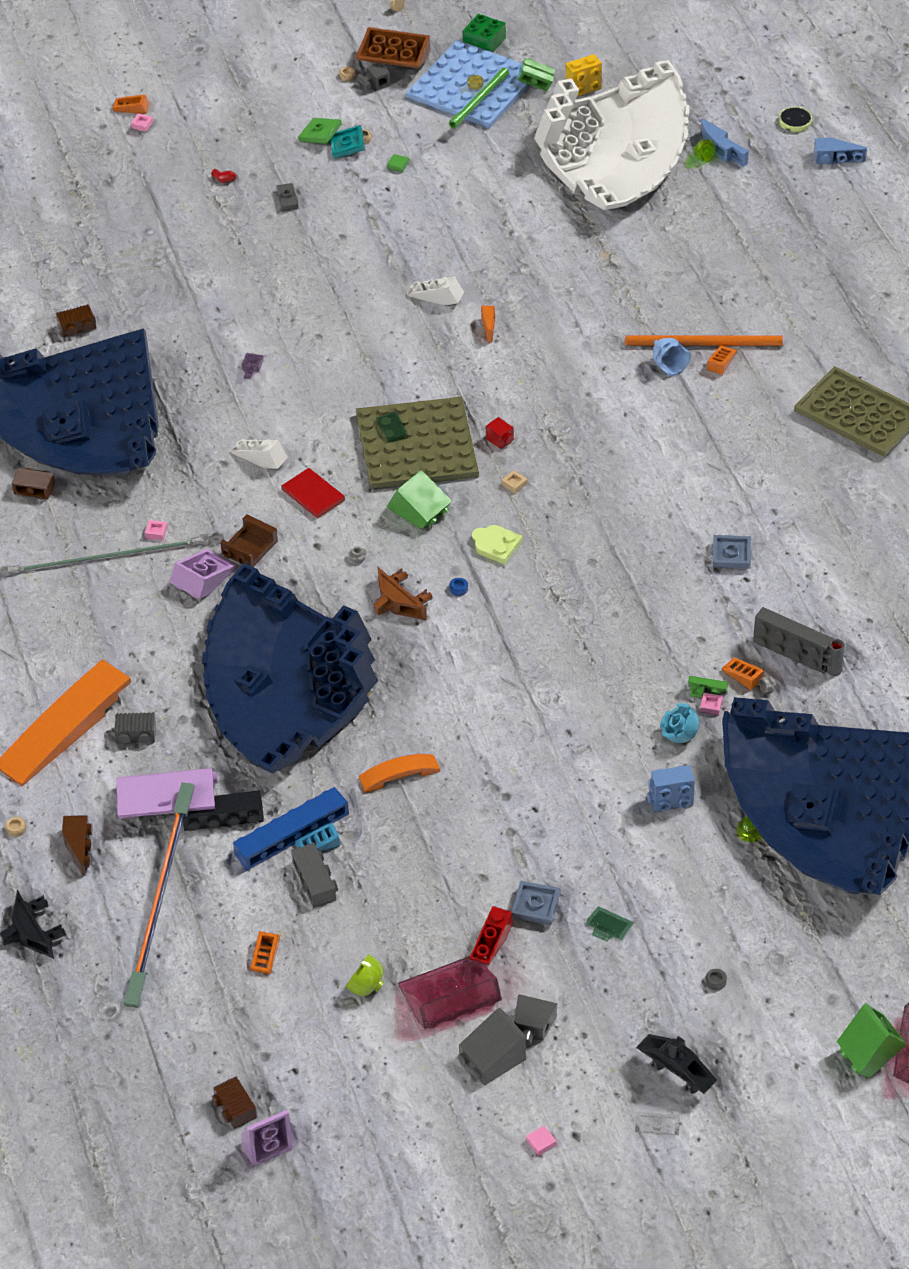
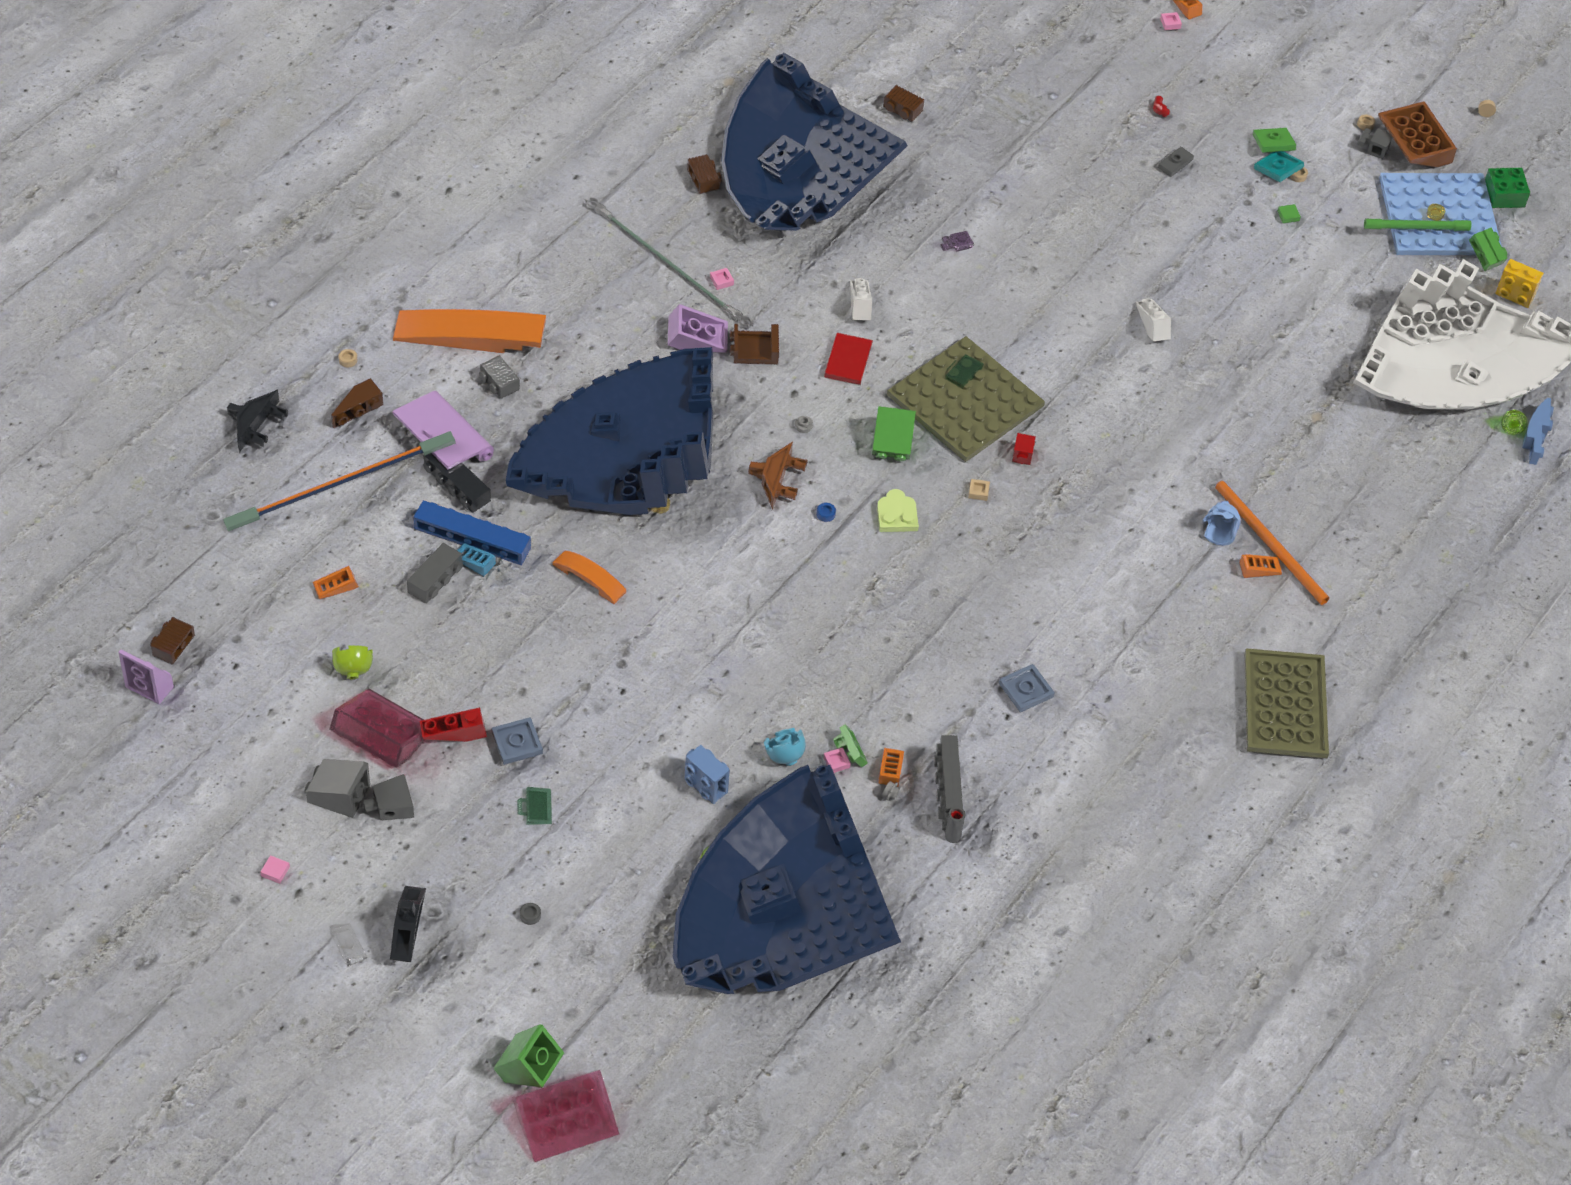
camera: 50 degrees right, 5 degrees up
(488, 321) = (1152, 373): orange slope -> none

